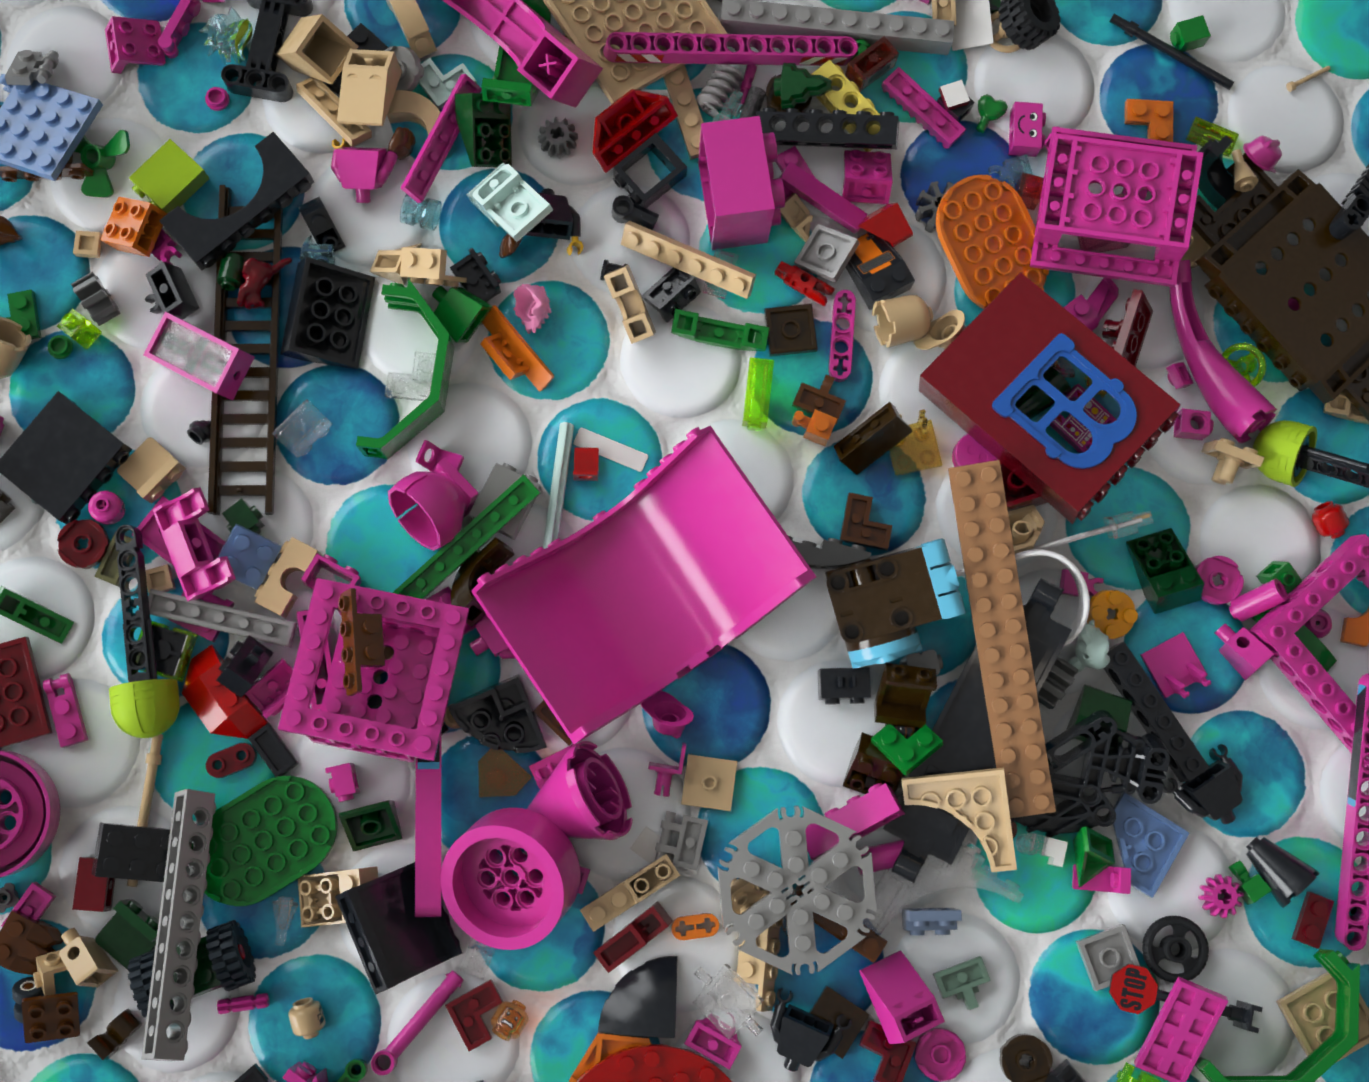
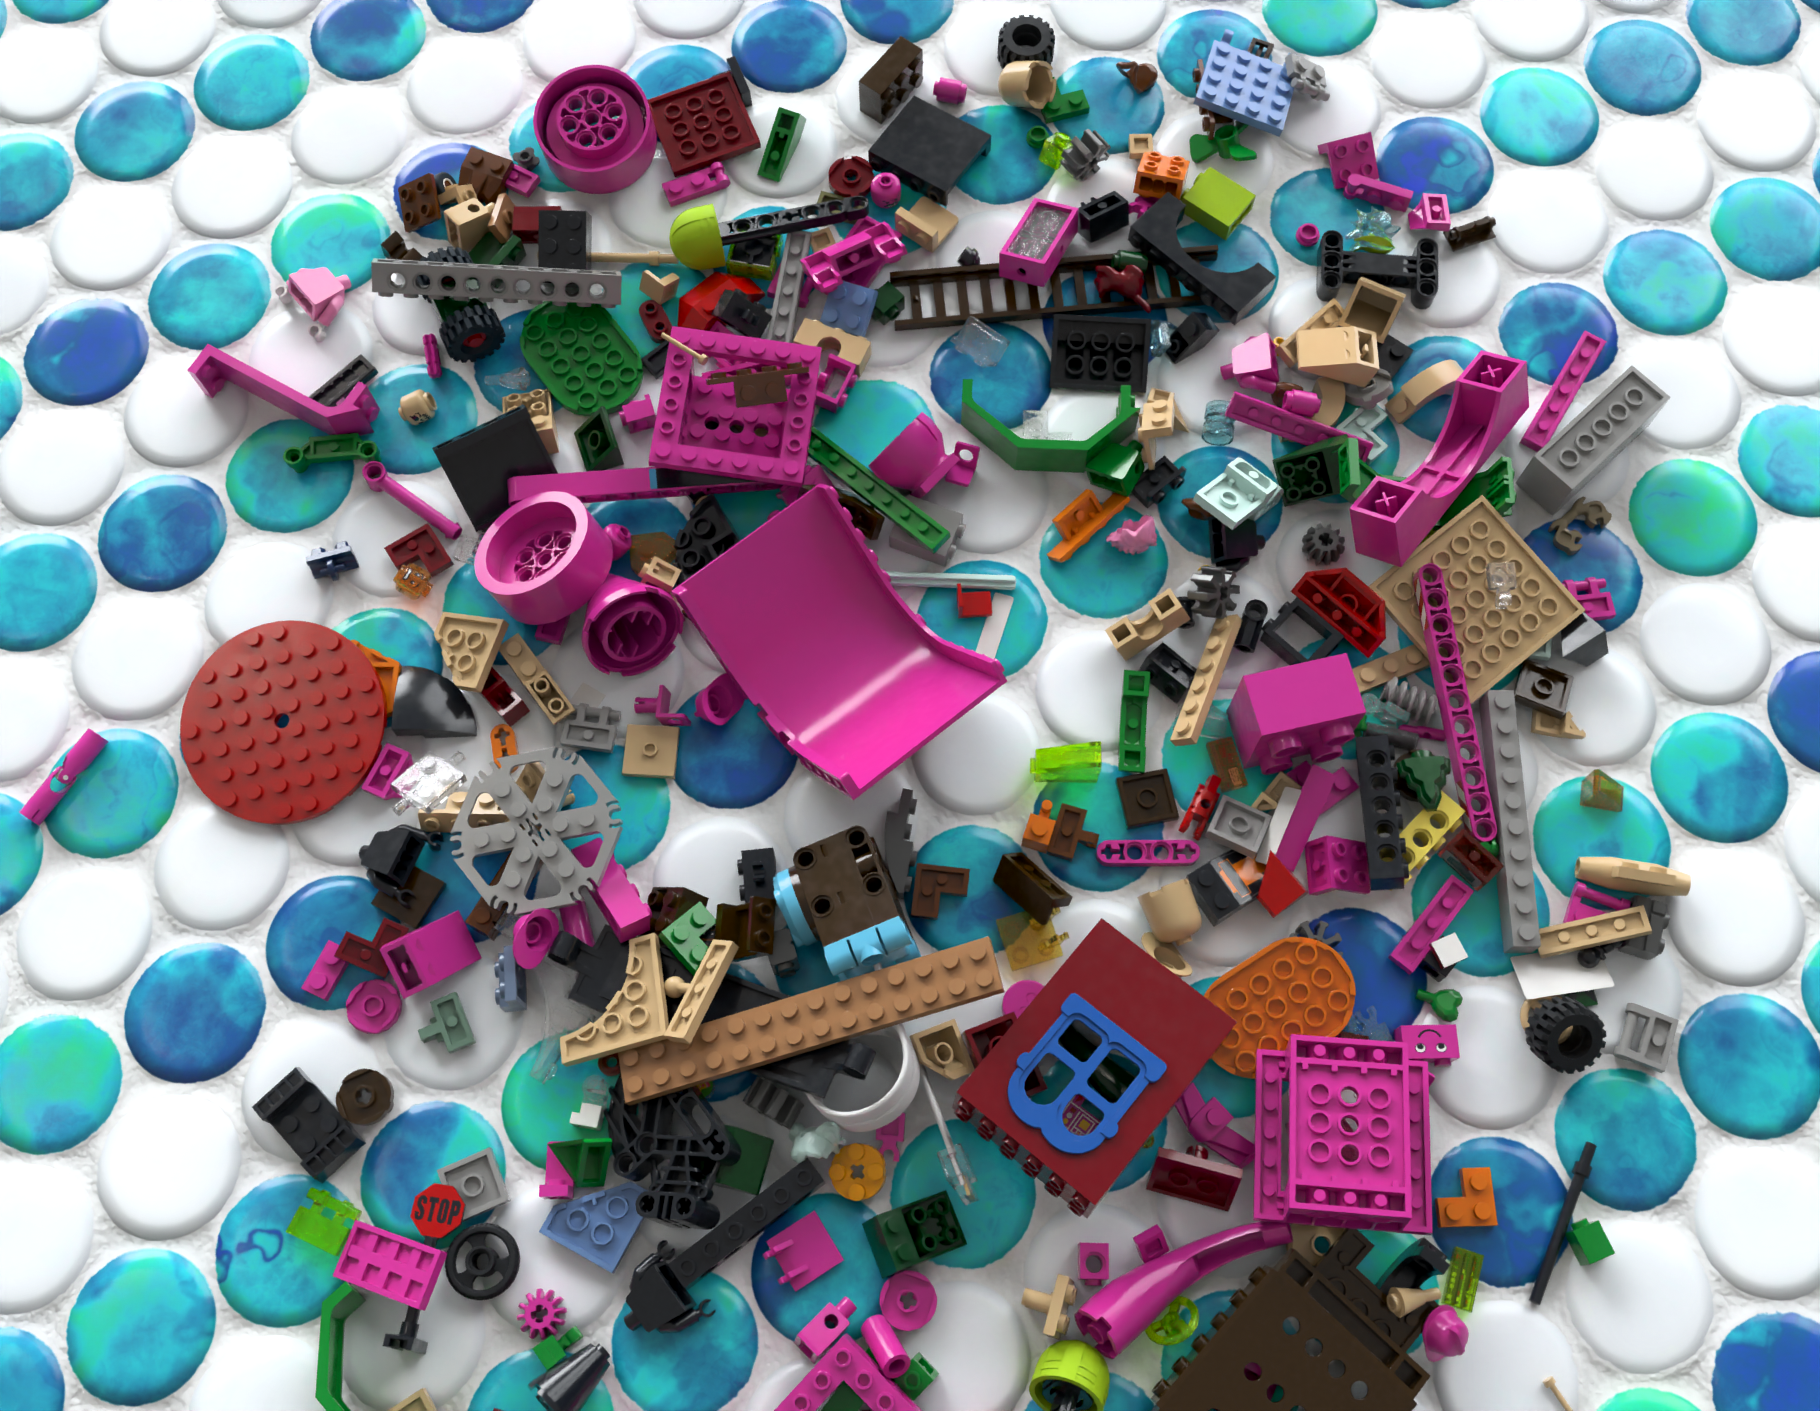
camera: 95 degrees right, 10 degrees down
(83, 922) = (502, 218): none -> medium nougat plate
(194, 756) = (659, 289): none -> tan panel
(324, 697) = (702, 359): none -> tan piece
(416, 130) = (1301, 403): none -> dark pink brick
(484, 804) = (620, 539): none -> dark pink head
(532, 764) = (660, 574): none -> tan bracket
(591, 959) = (469, 647): none -> tan plate
(602, 240) = (1213, 592): none -> dark grey gear
(763, 255) = (1226, 764): none -> clear orange tile
(828, 216) = (1278, 824): none -> white sticker
(898, 895) = (534, 936): none -> dark pink piece
(963, 738) = (698, 992): none -> tan plate

